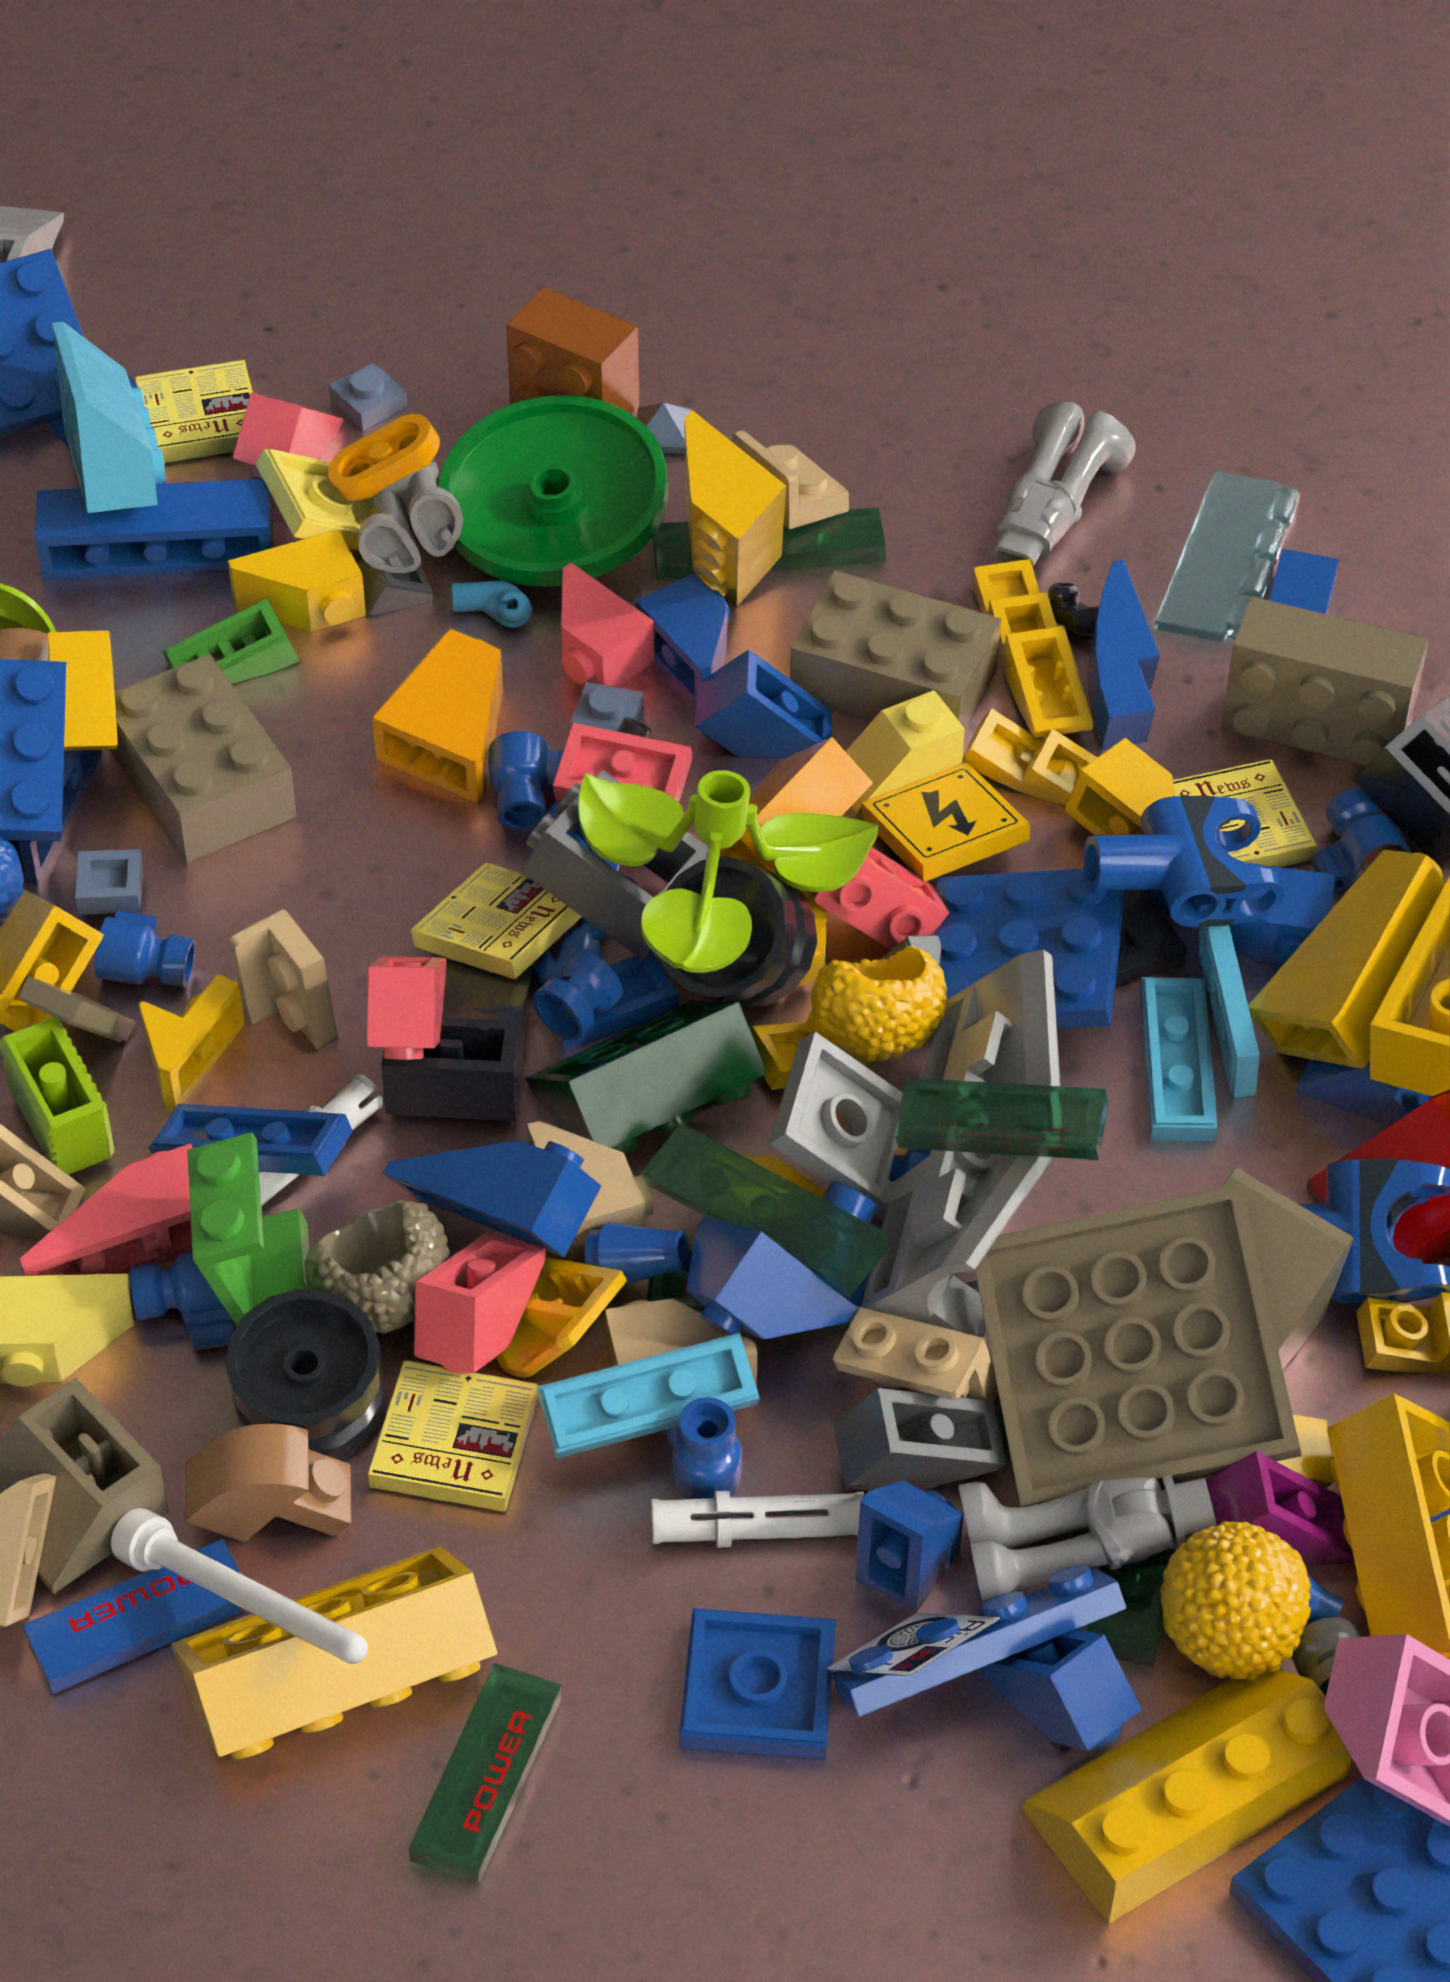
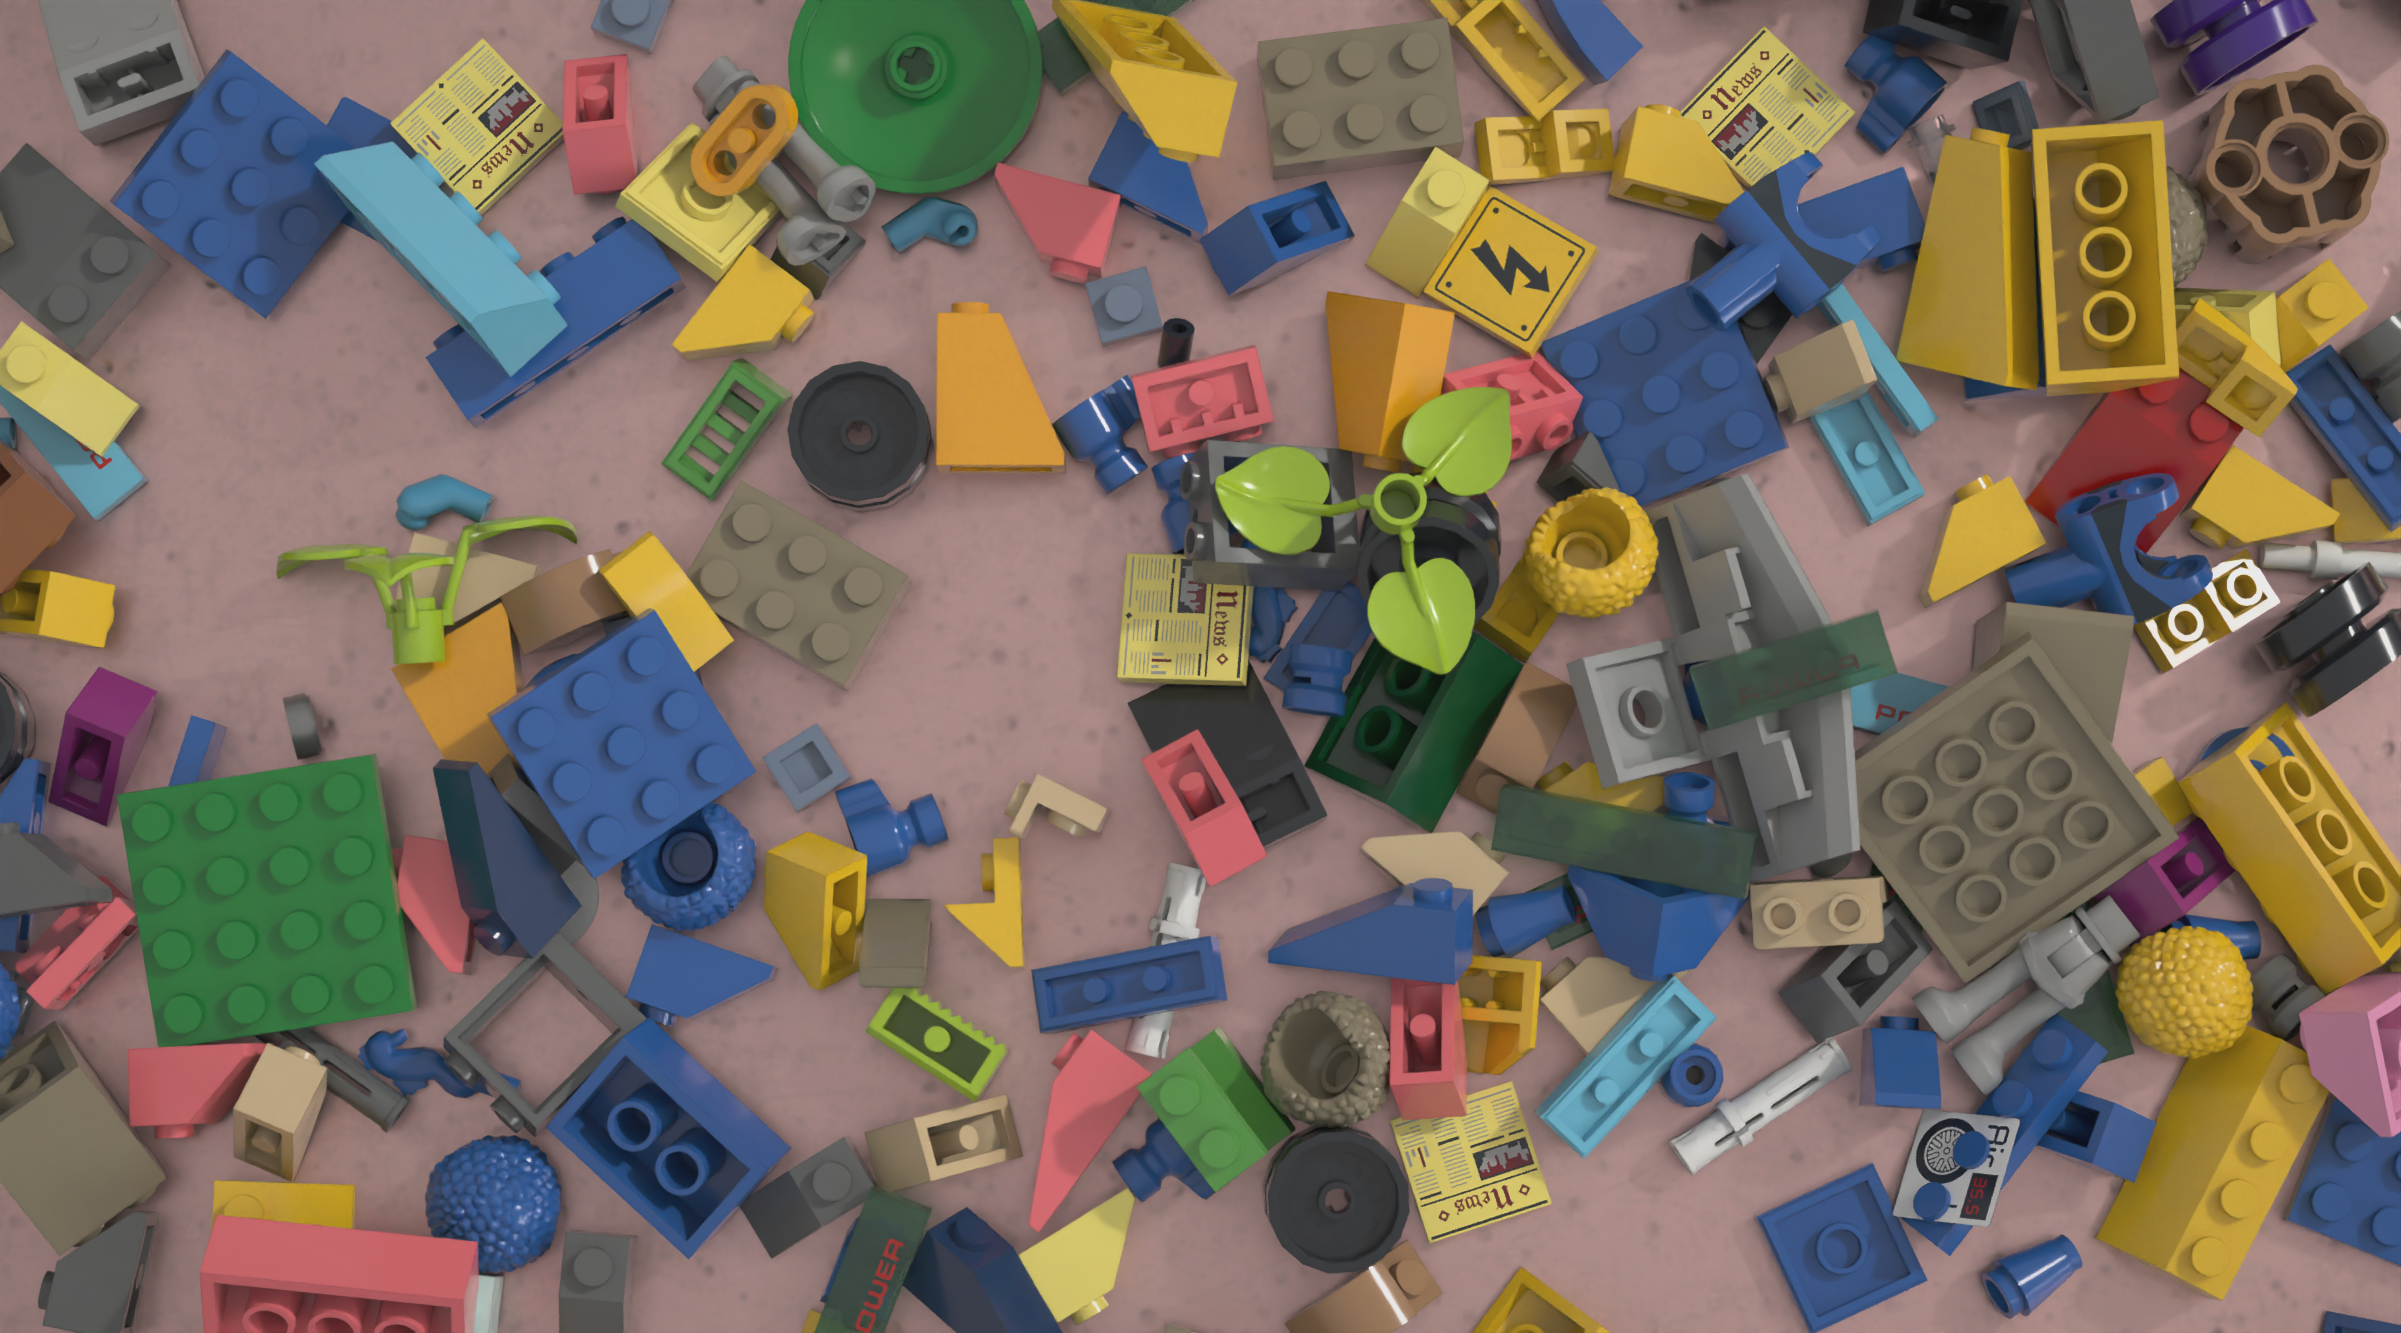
camera: 30 degrees left, 35 degrees up
(325, 681) = (866, 474): none -> black wheel
(731, 1107) = (1520, 737): none -> medium nougat brick
(933, 1792) = (2031, 1275): none -> blue cone
(1170, 971) = (1820, 373): none -> tan slope
(1261, 1149) = (1979, 537): none -> yellow slope

